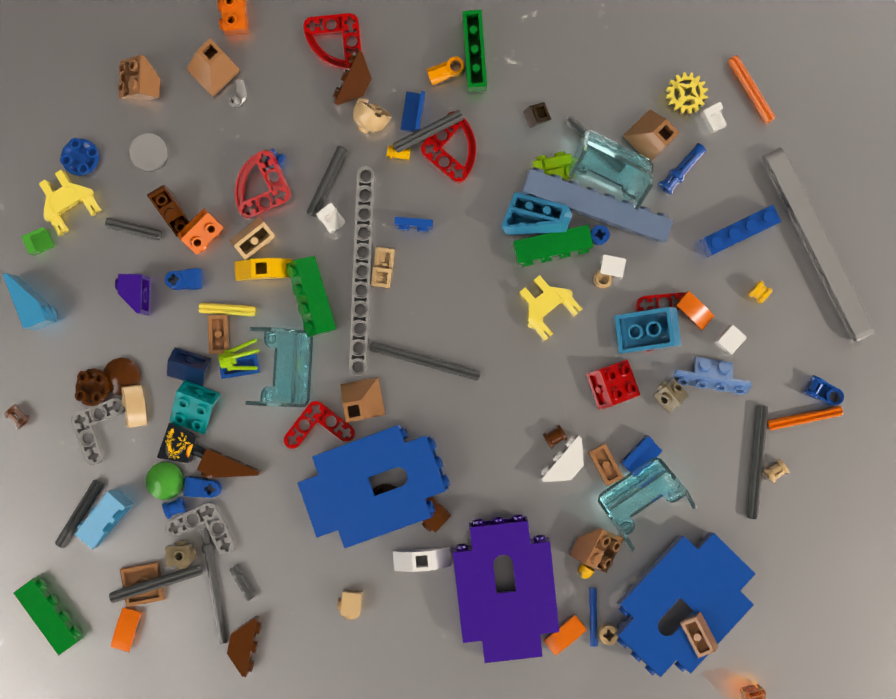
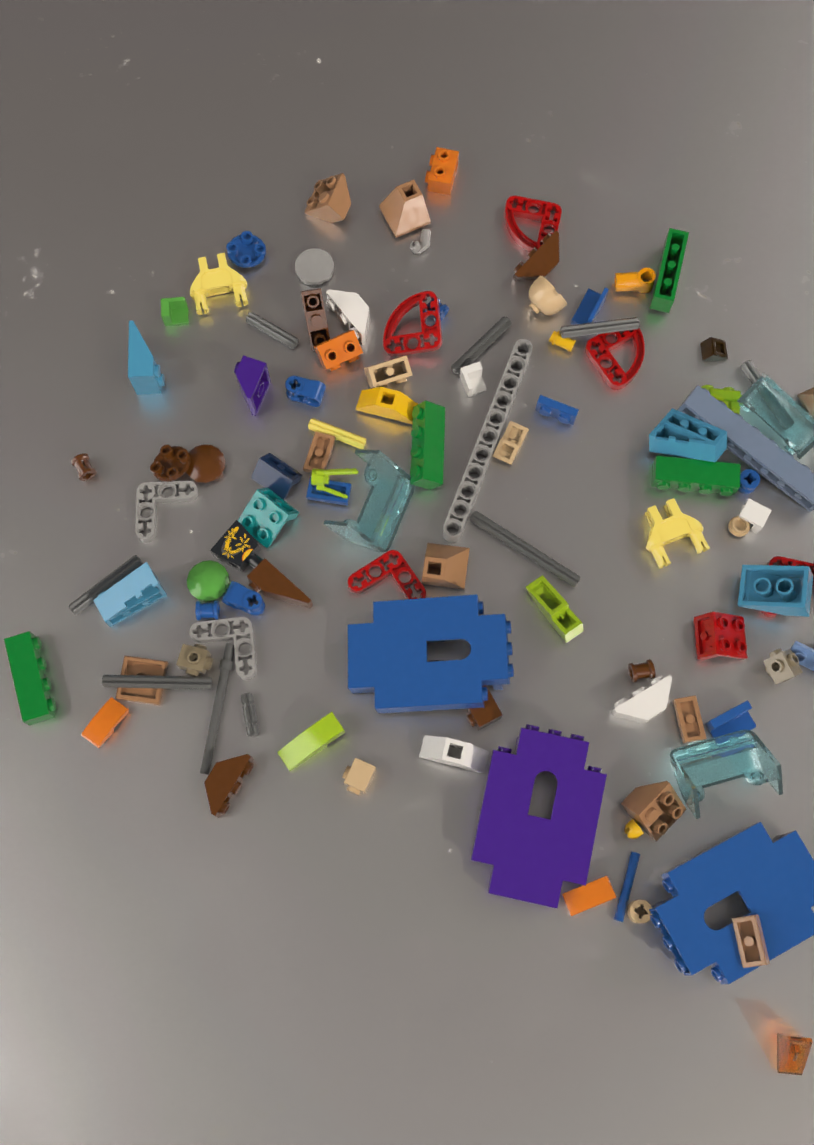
camera: 20 degrees right, 15 degrees down
(134, 406) = (207, 494): tan slope -> none
(199, 188) = (350, 310): none -> white slope
(301, 588) = (311, 741): none -> lime slope
(466, 406) = (555, 609): none -> lime slope

